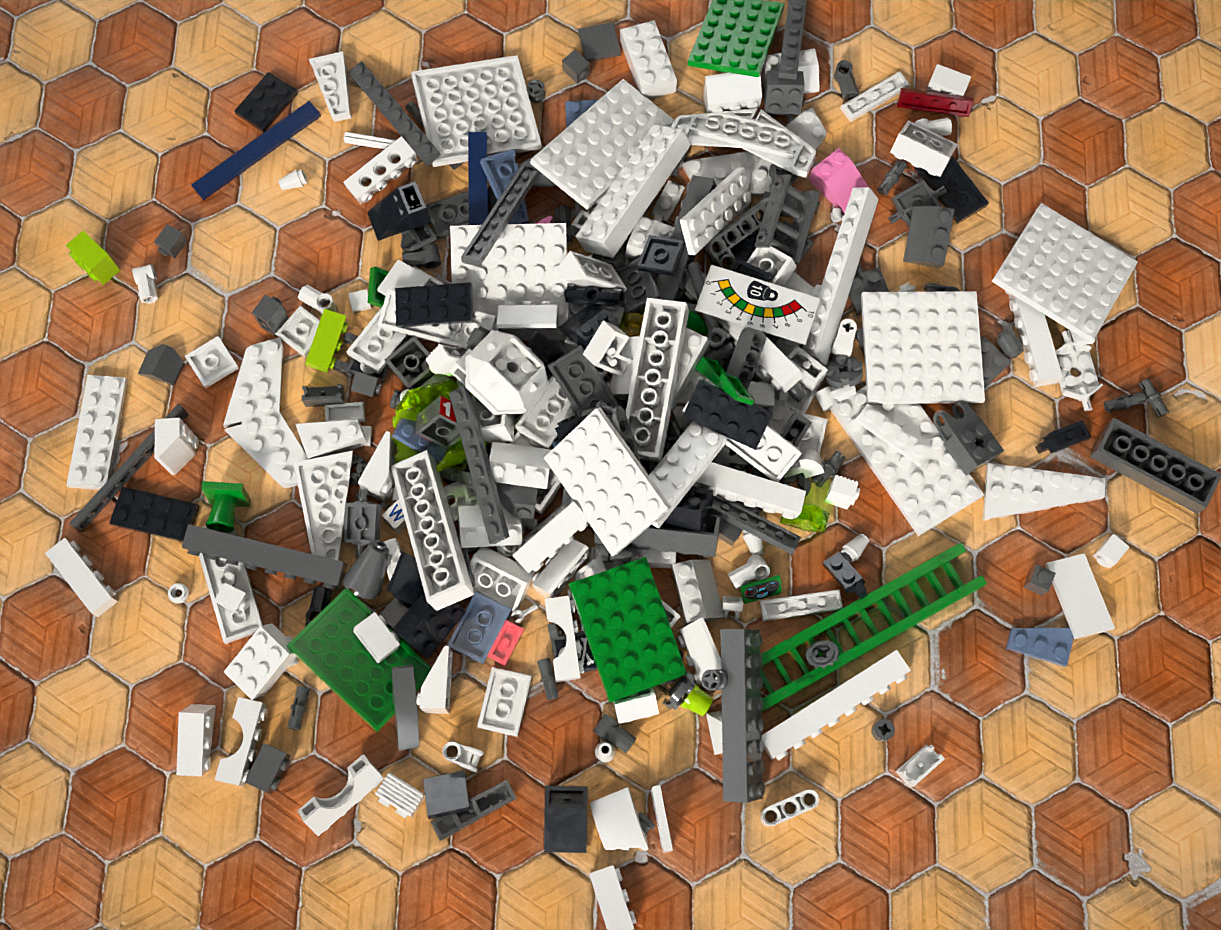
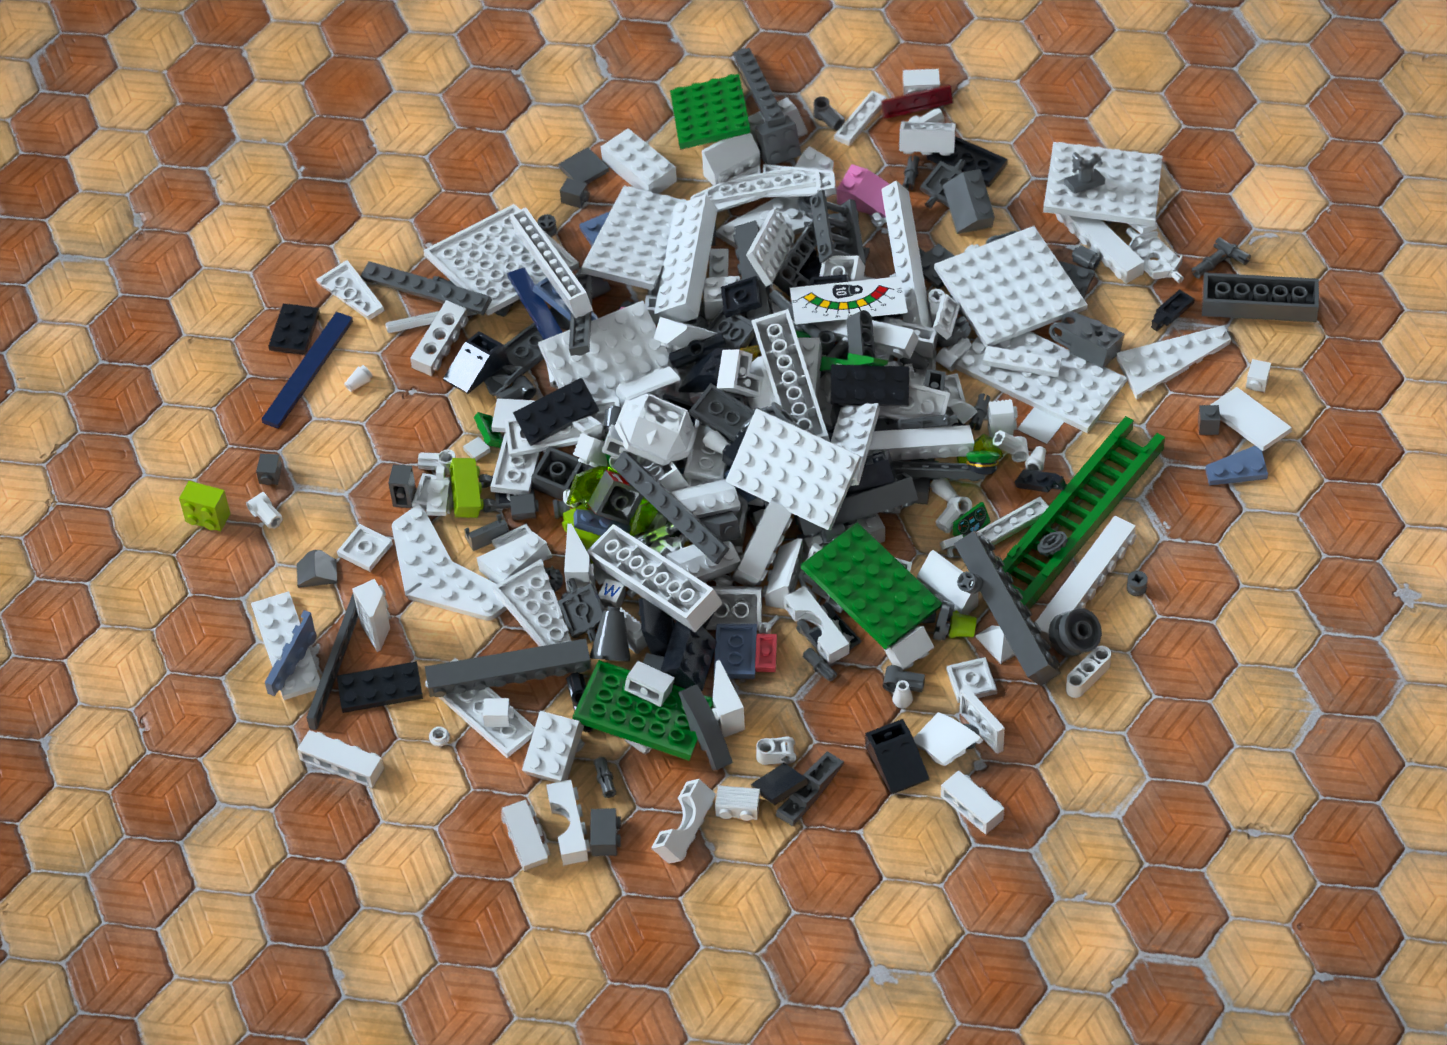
camera: 20 degrees left, 20 degrees down
(84, 453) = (292, 653): none -> sand blue wing
(224, 499) = (444, 640): green plant -> none
(300, 335) = (438, 493): none -> white hinge
(451, 337) = (589, 426): none -> white slope
(503, 145) = (551, 263): none -> white brick
(504, 701) = (790, 699): white tile -> none
(560, 406) = (715, 441): none -> white cone
(678, 761) = (974, 675): none -> white tile
(697, 591) = (910, 543): white slope -> none
(765, 472) = (925, 422): none -> dark grey piece
(794, 766) = (1075, 632): none -> dark grey wheel
(799, 537) = (982, 461): none -> piece
(839, 524) = (1015, 446): none -> white piece
(844, 357) = (946, 316): none -> white tile
(878, 508) = (1040, 425): none -> white sticker
(919, 765) = (1184, 596): white hinge -> none
(1050, 260) = (1087, 176): none -> dark grey piece

